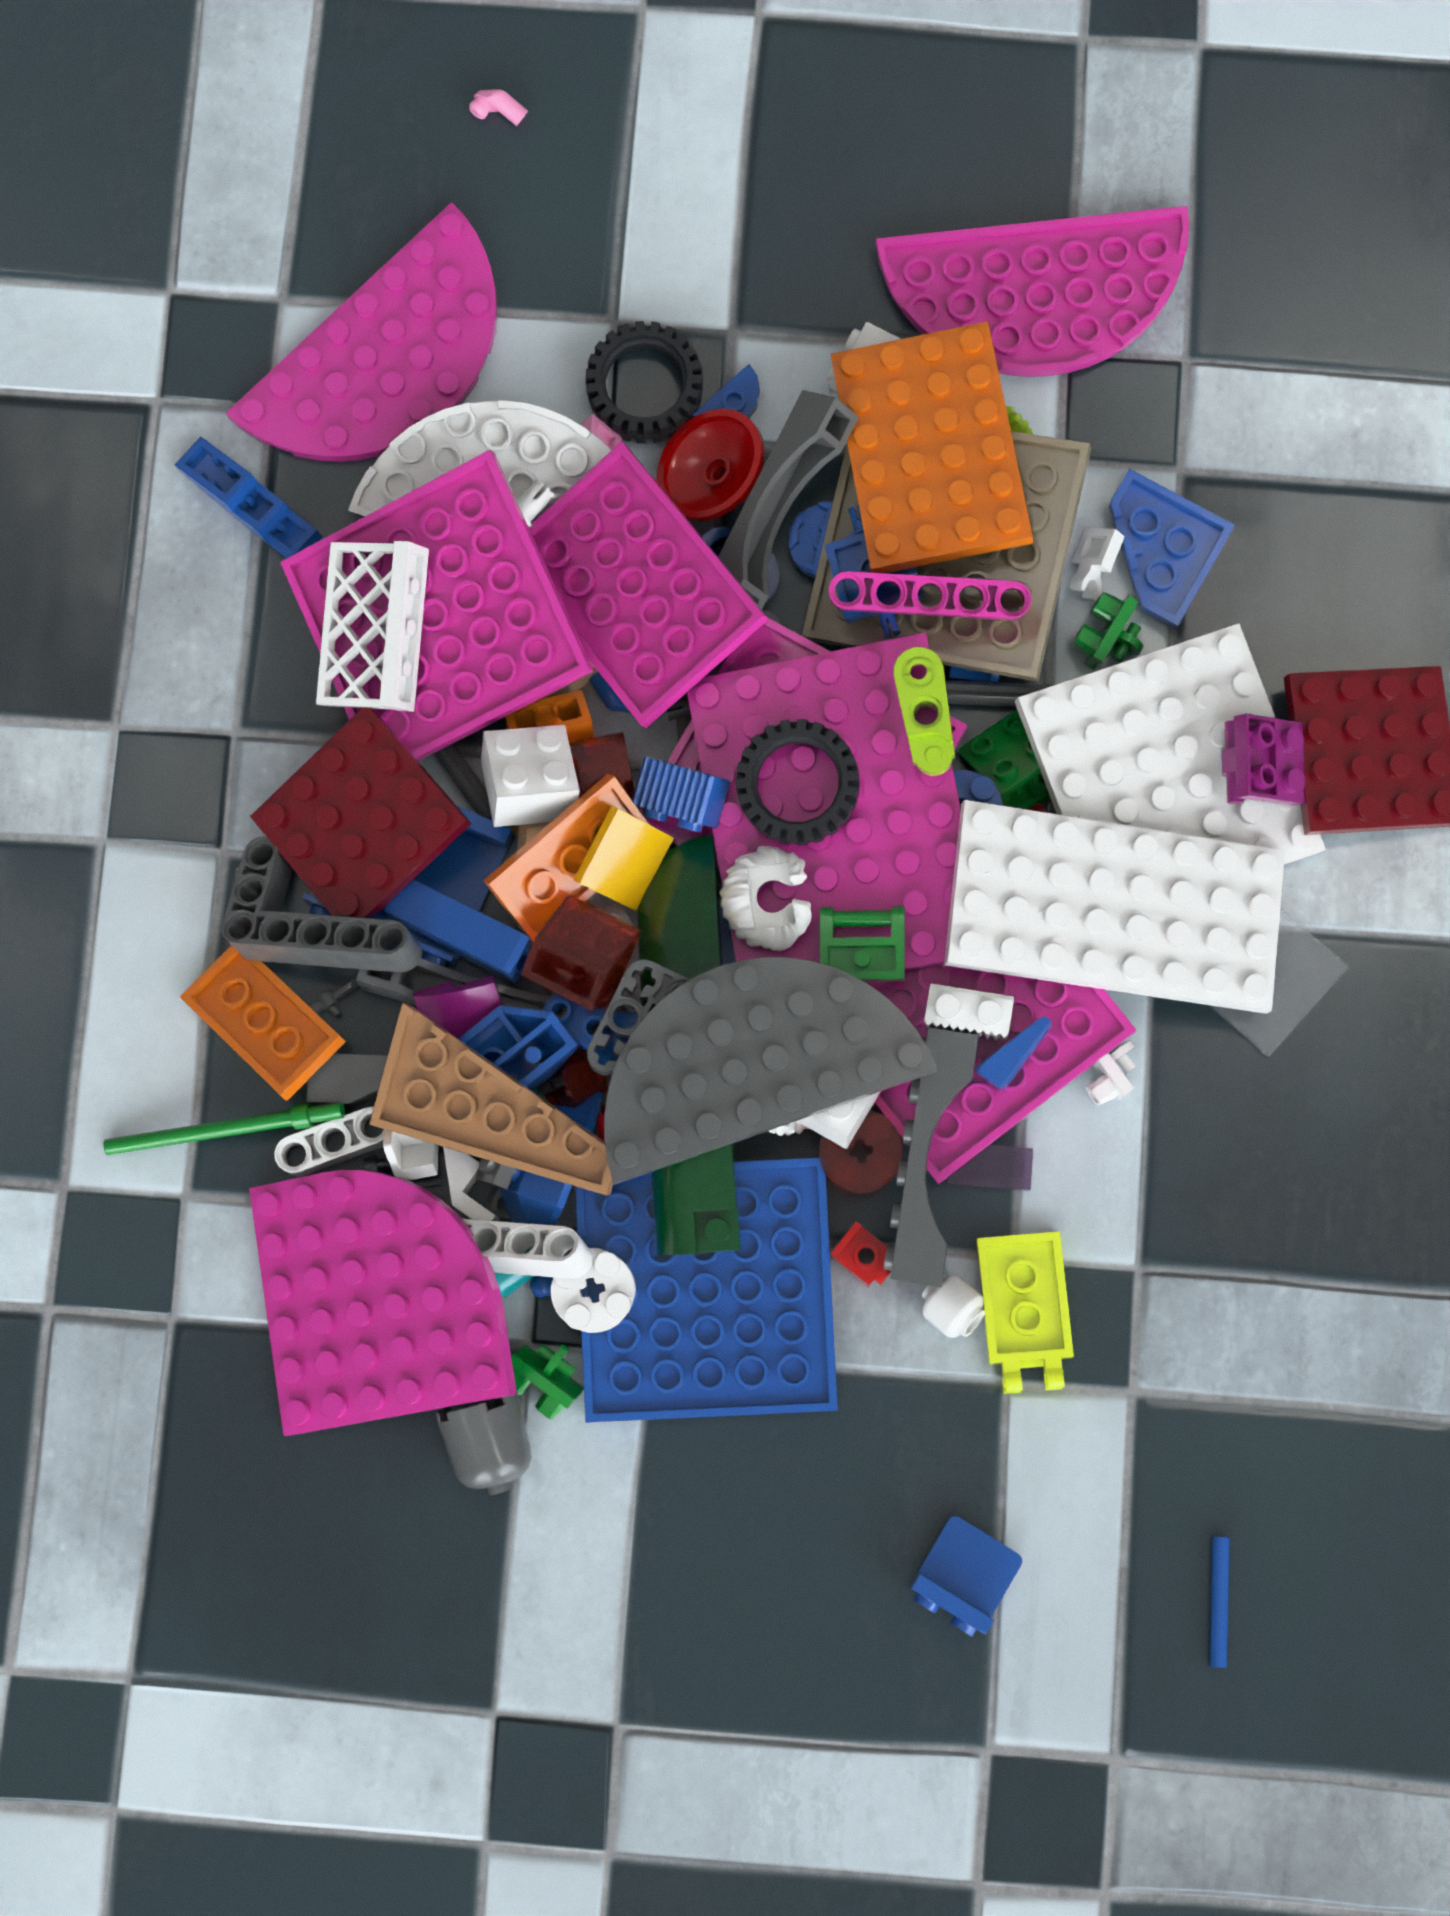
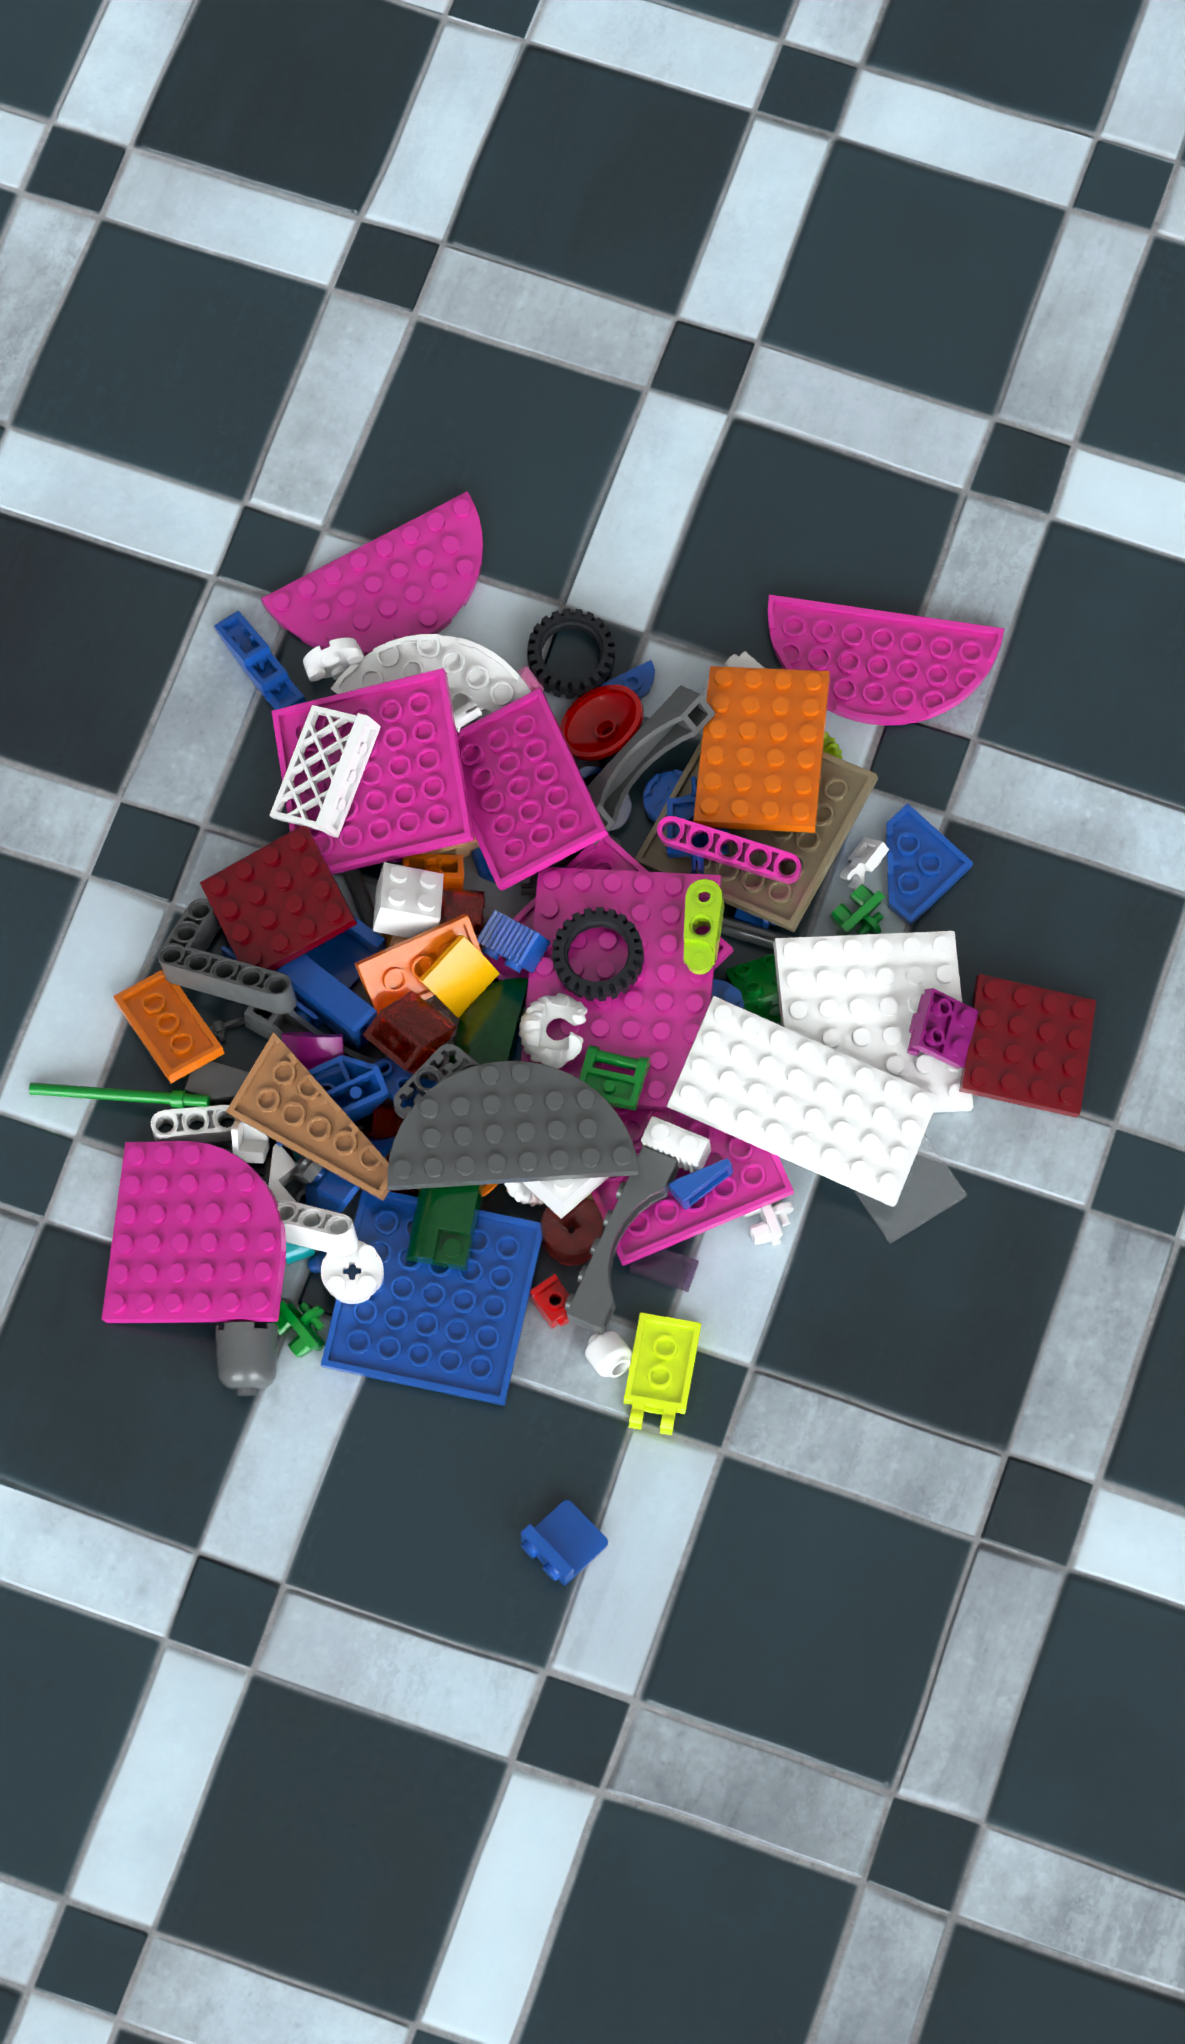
camera: 10 degrees right, 10 degrees down
(340, 473) = (332, 660): none -> white plate
(497, 101) = (520, 428): bright pink arm -> none
(1219, 1601) = (743, 1611): blue bar -> none

